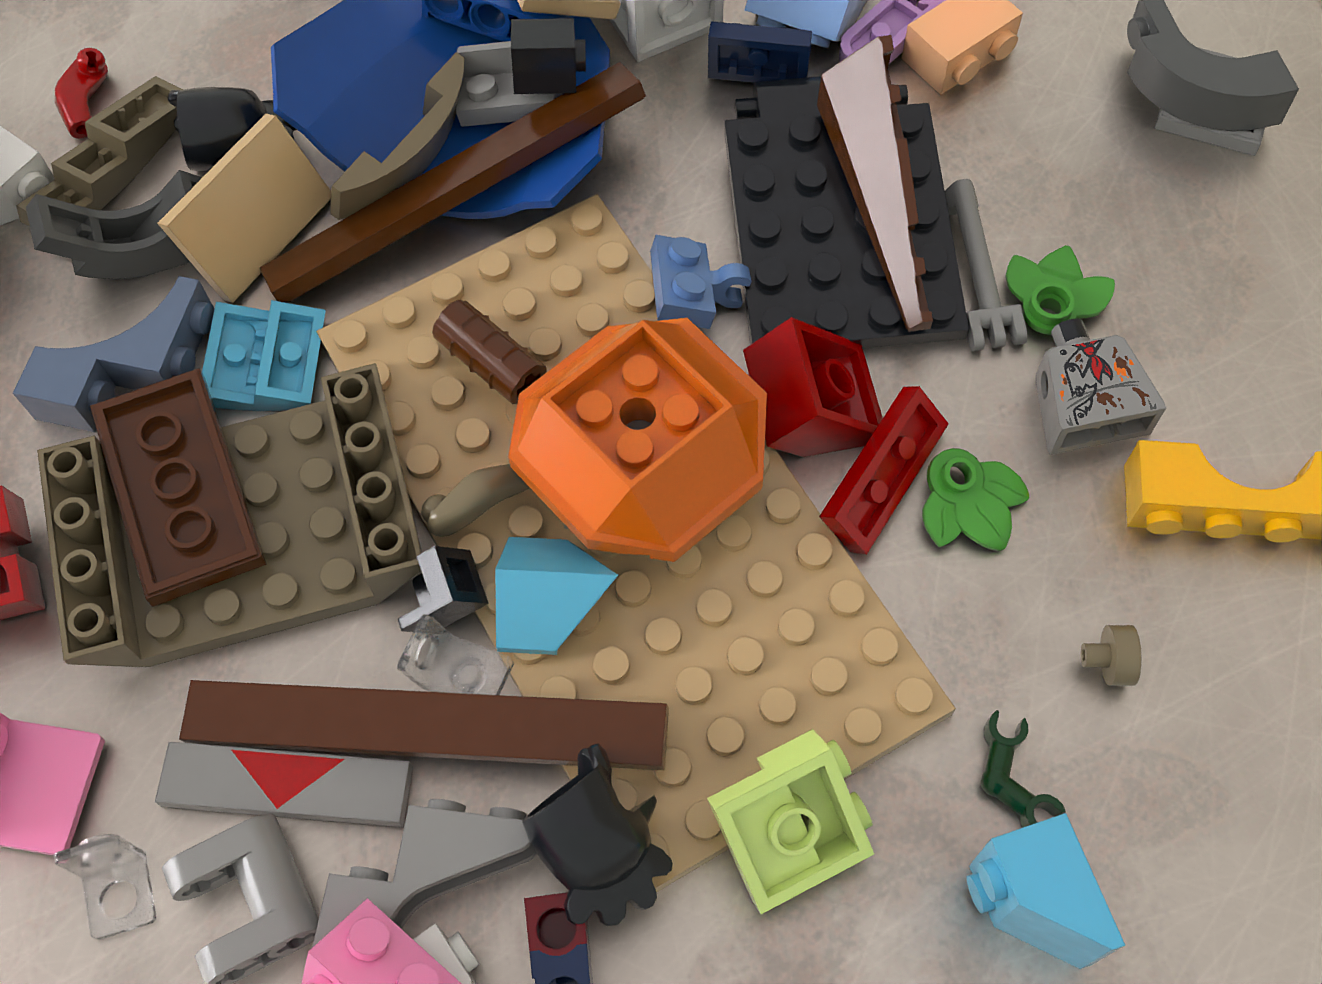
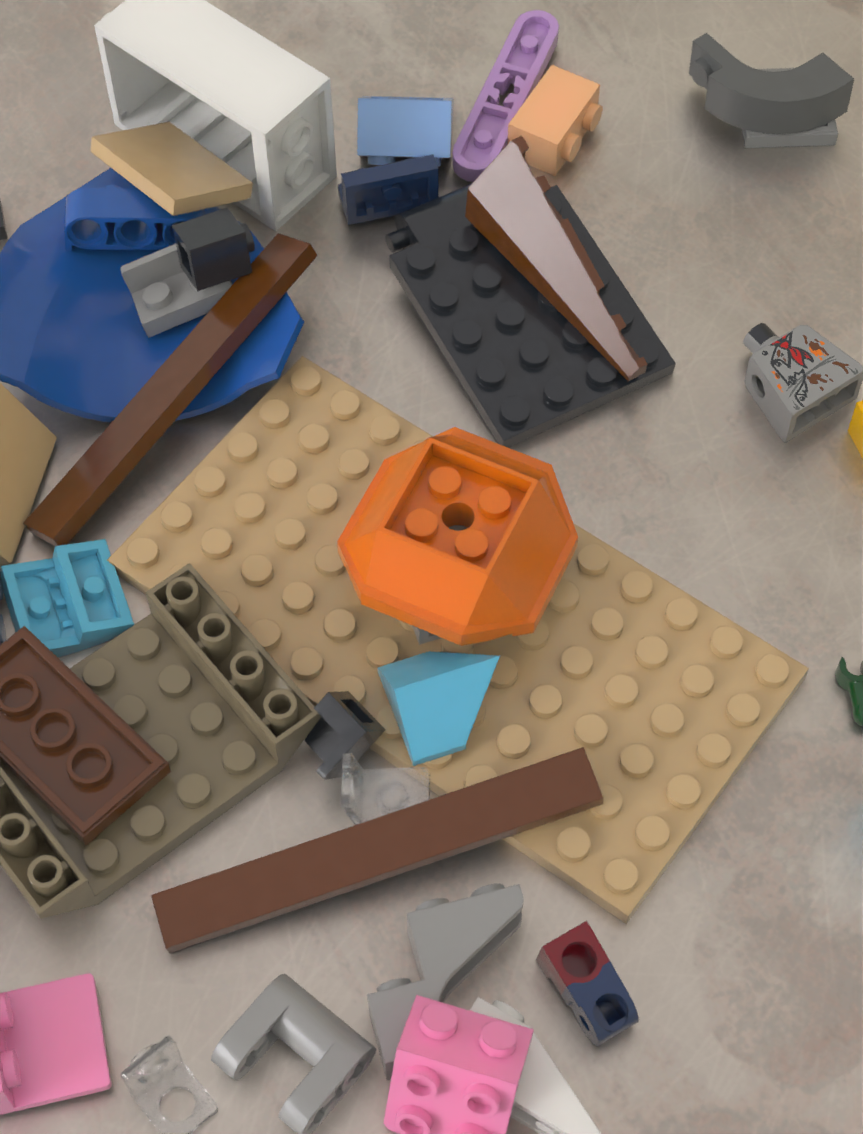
camera: 25 degrees left, 5 degrees down
(285, 784) = (285, 944): light grey tile -> none
(371, 180) = (102, 405): dark tan slope -> none
(470, 499) = (332, 646): dark tan arm -> none
(487, 349) = (284, 518): reddish brown axle -> none
(597, 844) = (581, 875): black piece -> none
(687, 286) = (420, 404): medium blue plate -> none
(793, 820) = (729, 799): yellowish green plate -> none
(814, 389) = (583, 451): red slope -> none
(884, 470) = (662, 500): red plate -> none
(977, 506) = (745, 504): bright green plate -> none
(992, 316) = (687, 346): light grey hinge -> none
(1057, 286) = (729, 303): bright green plate -> none

